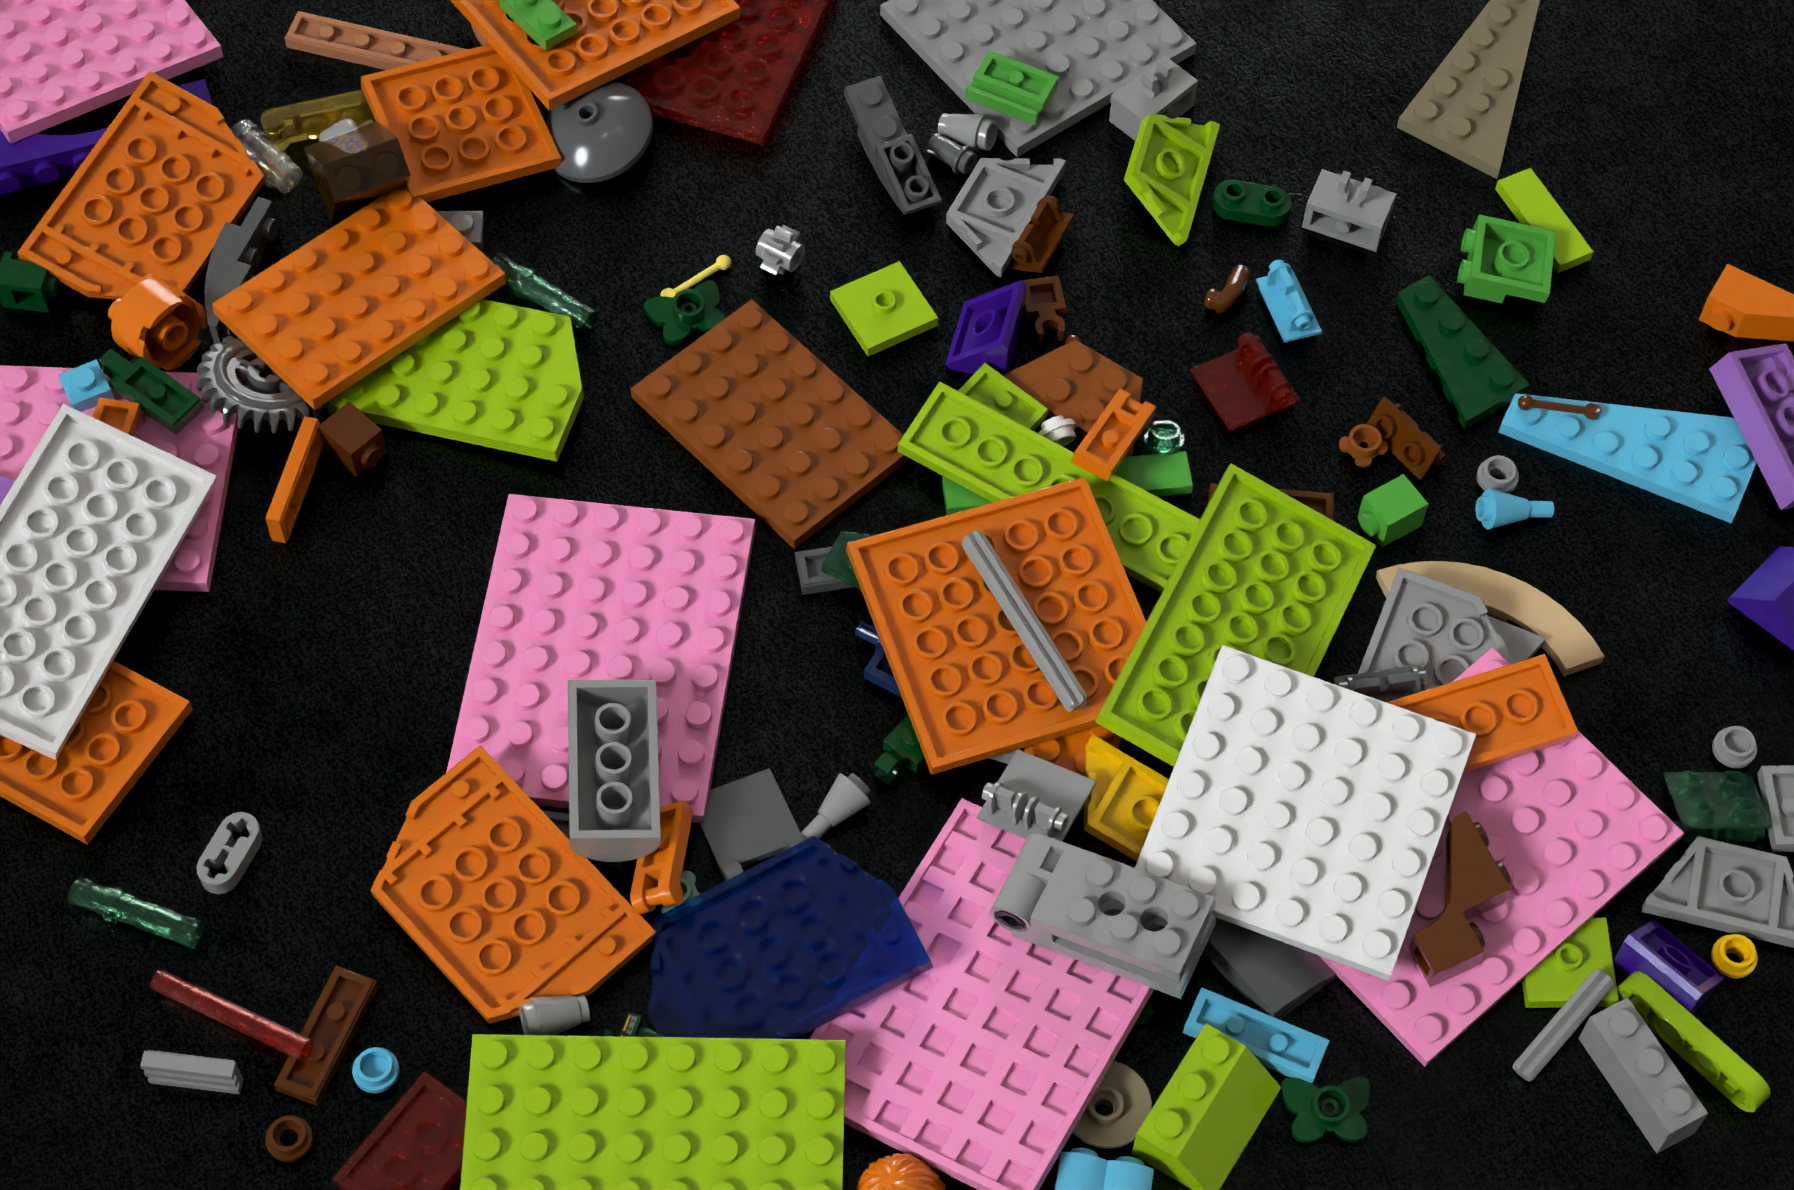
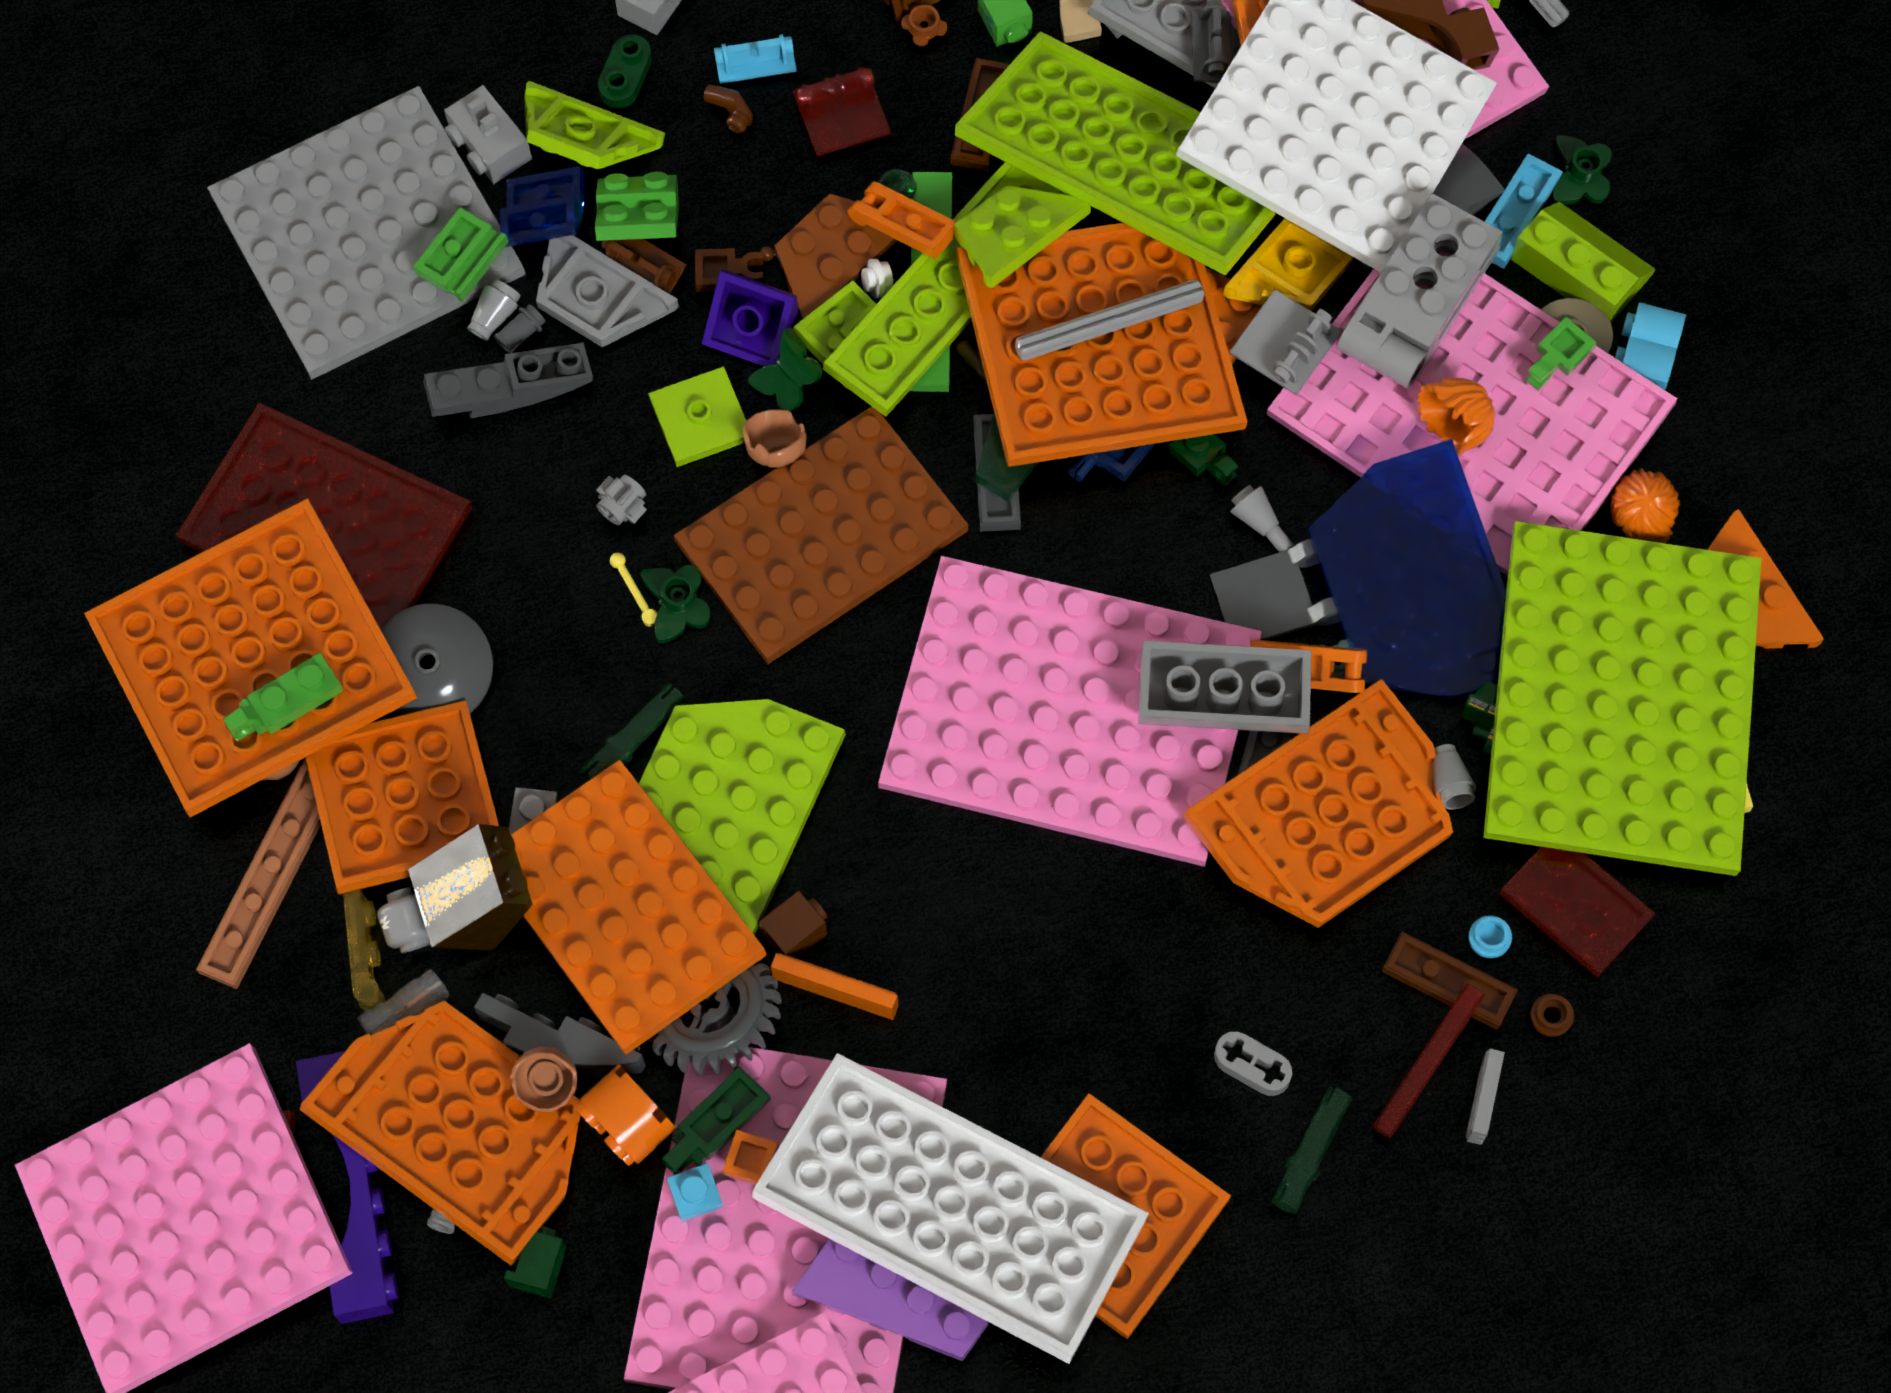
camera: 80 degrees left, 10 degrees up
(187, 250) = (544, 1079): none -> nougat hair
(861, 362) = (774, 438): none -> nougat hair
(935, 367) = (788, 373): none -> dark green animal
(968, 968) = (1457, 411): none -> orange hair
(1057, 1070) = (1561, 349): none -> bright green plate
(1079, 151) = (543, 206): none -> clear blue slope
(1091, 220) = (636, 207): none -> bright green plate
(1115, 524) = (1015, 228): none -> lime wing

